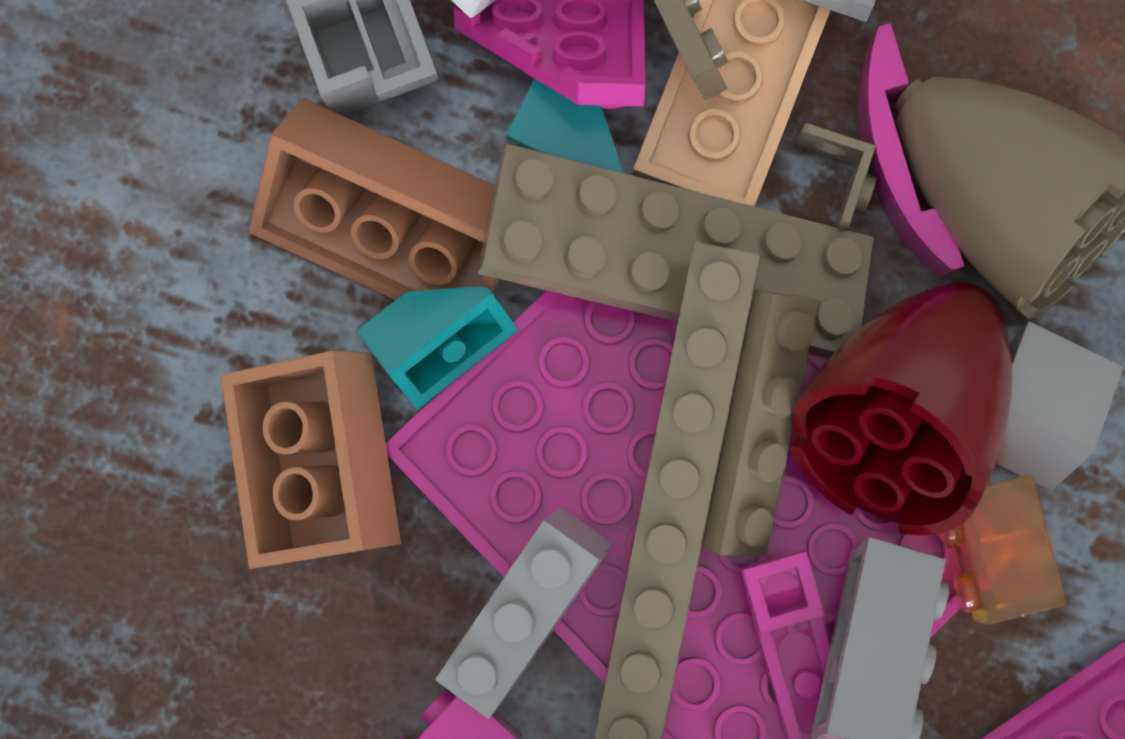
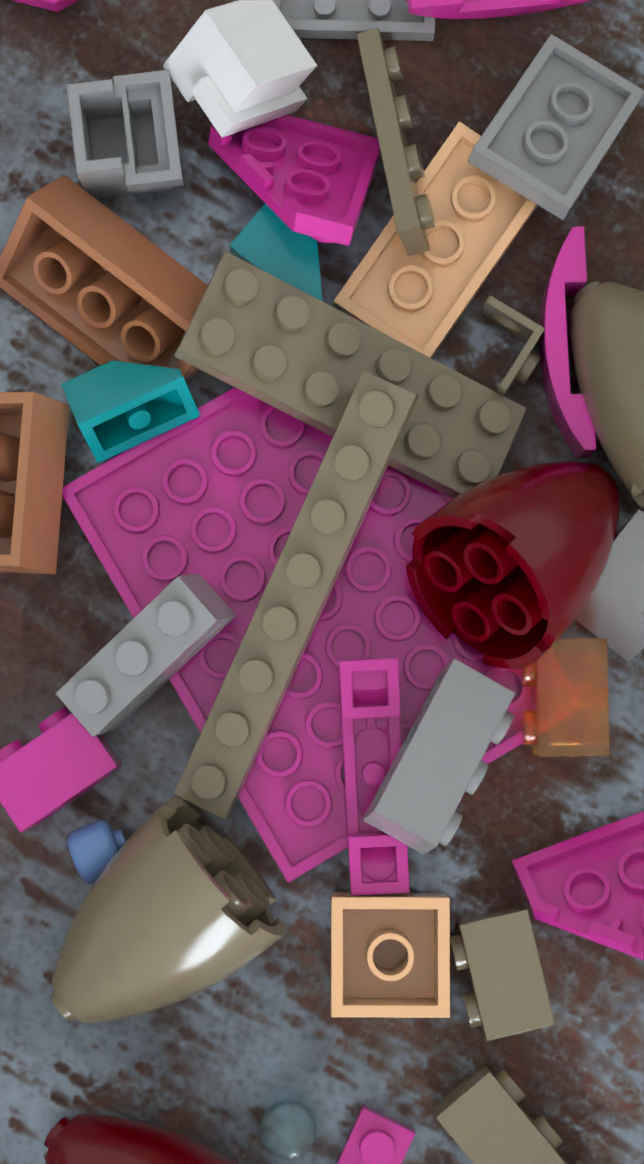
camera: 10 degrees right, 0 degrees up
(760, 423) = (384, 541): dark tan plate -> none

